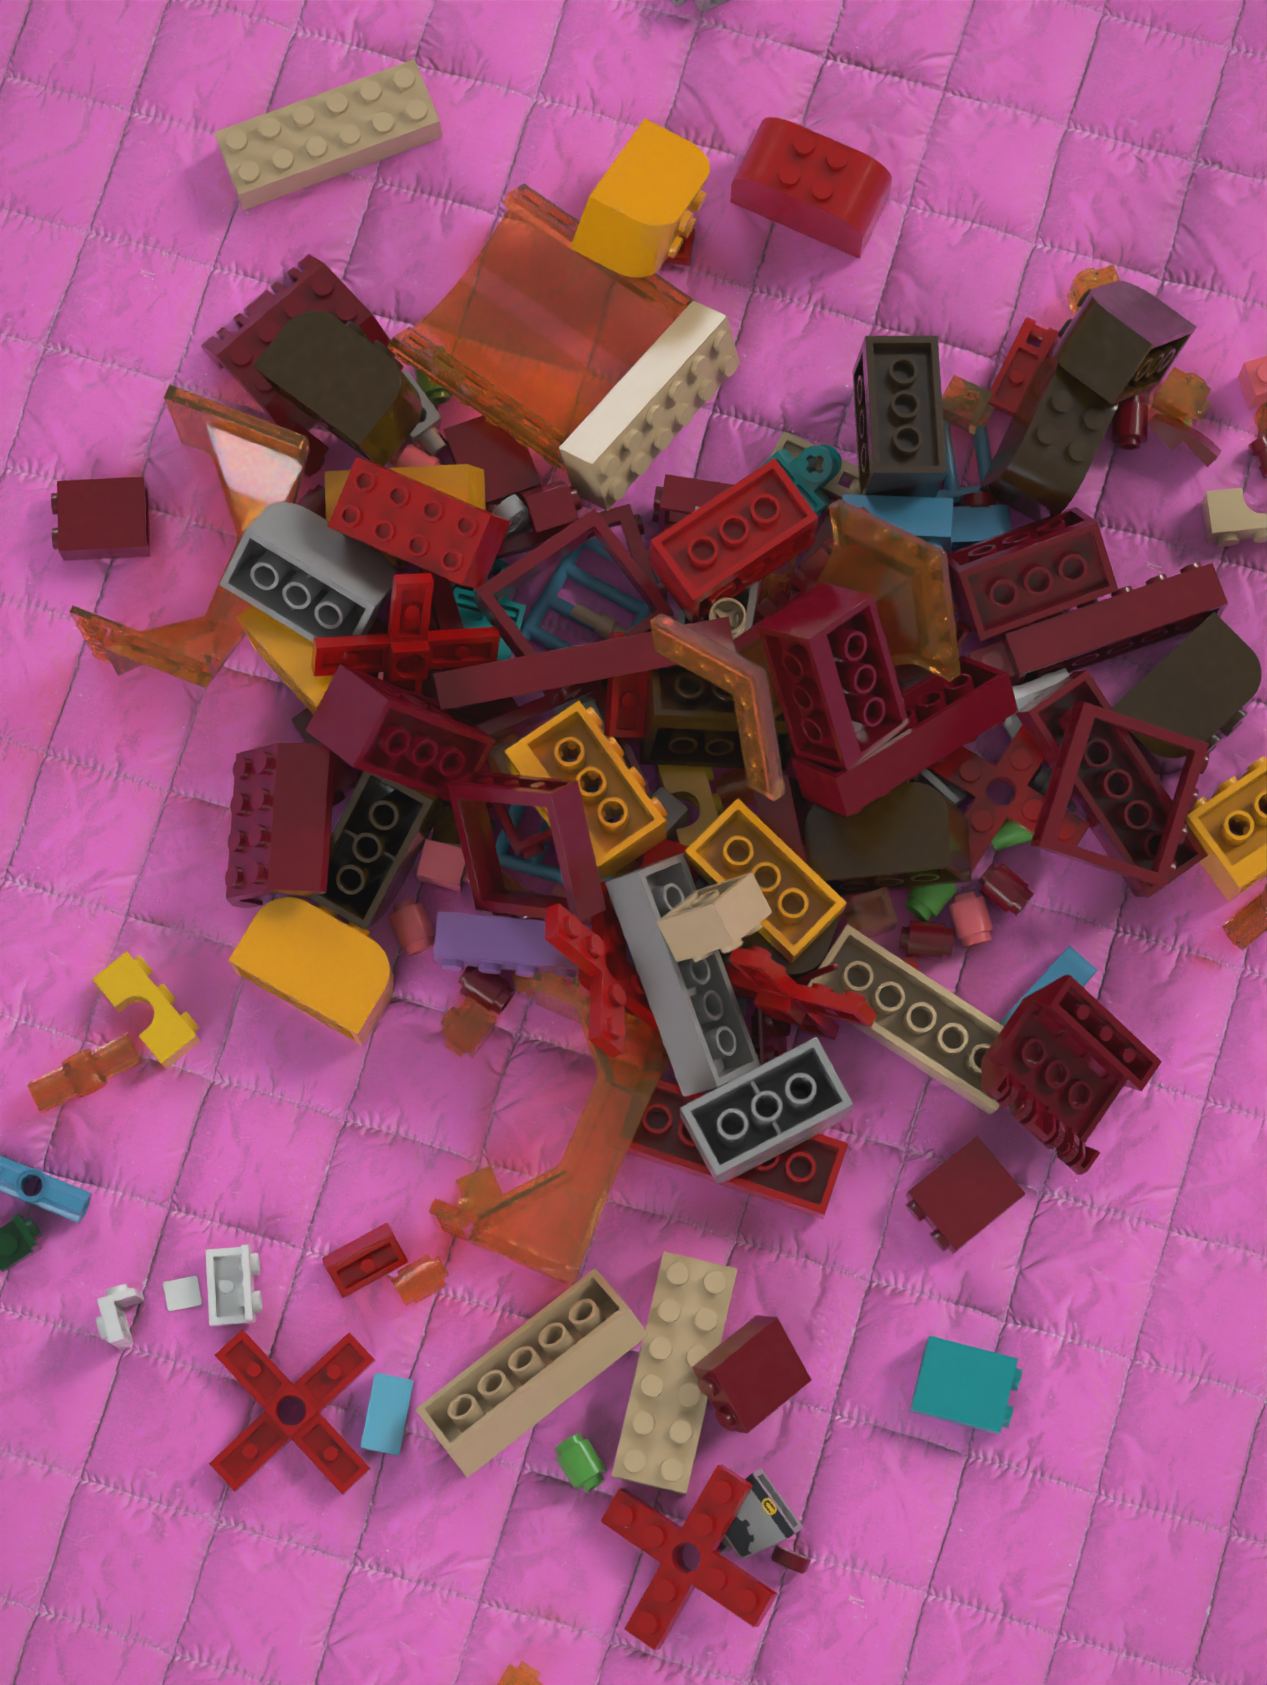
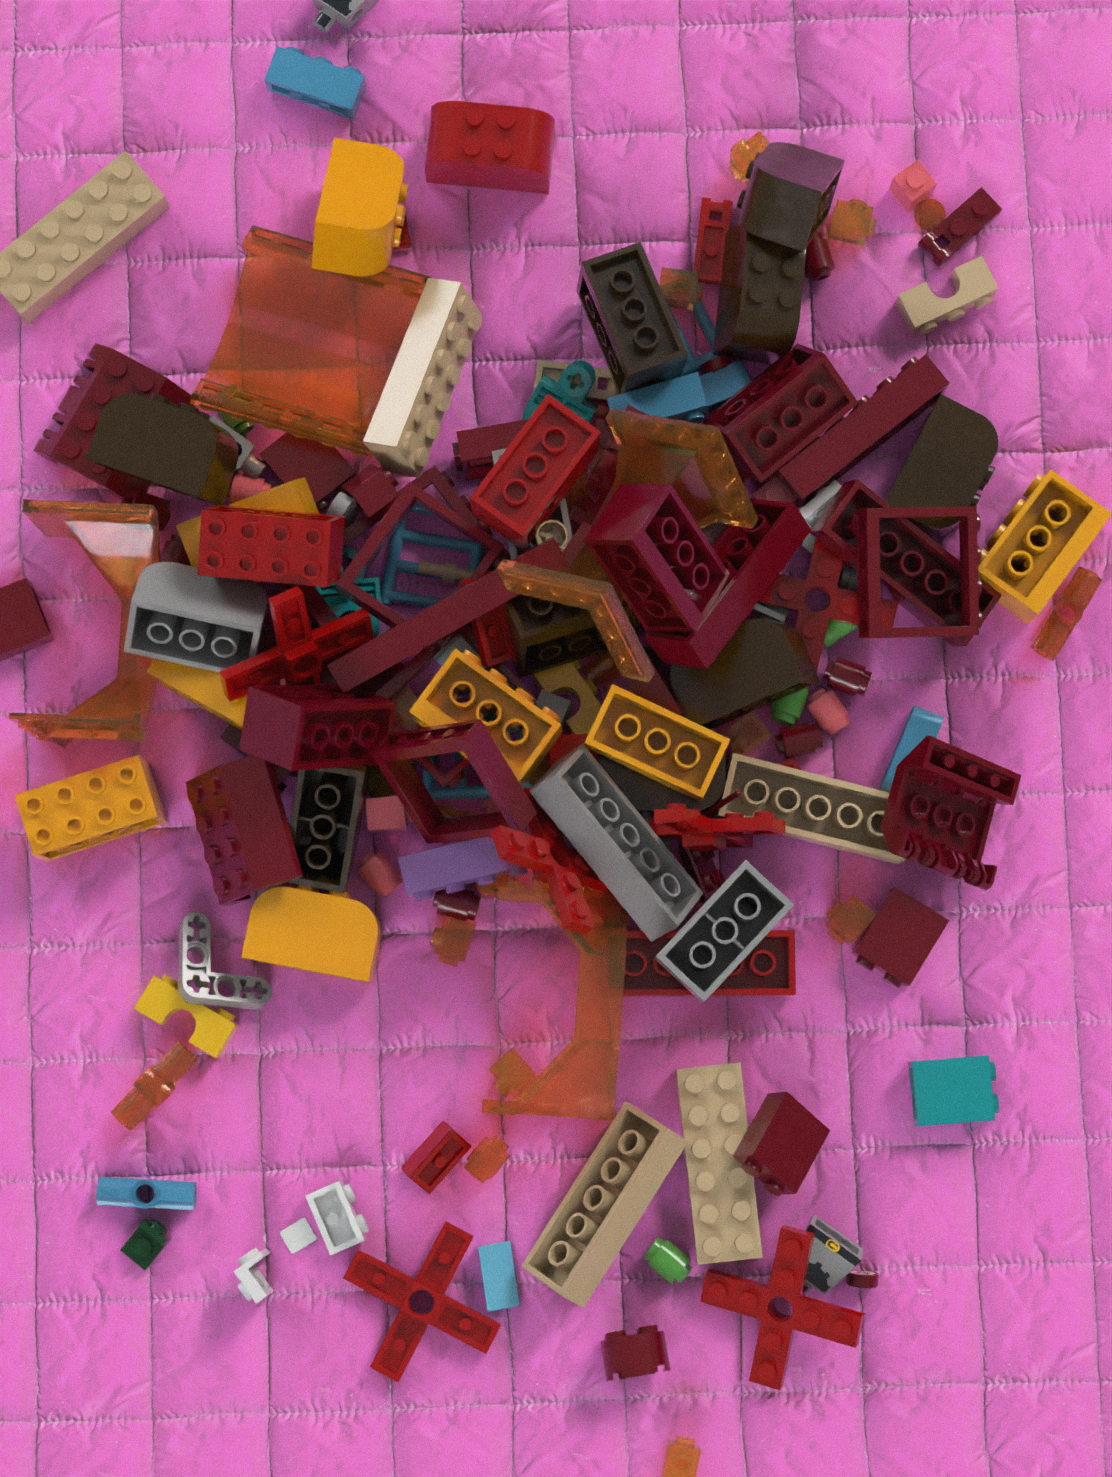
camera: 20 degrees left, 5 degrees up
(124, 747) = (91, 808): none -> light orange brick
(179, 969) = (202, 974): none -> light grey beam
(507, 1550) = (634, 1354): none -> dark red brick
(647, 55) = (315, 81): none -> dark azure brick
(715, 918) = (629, 791): tan brick -> none
(914, 1156) = (848, 920): none -> clear orange brick
(1175, 431) = (855, 254): dark red slope -> none

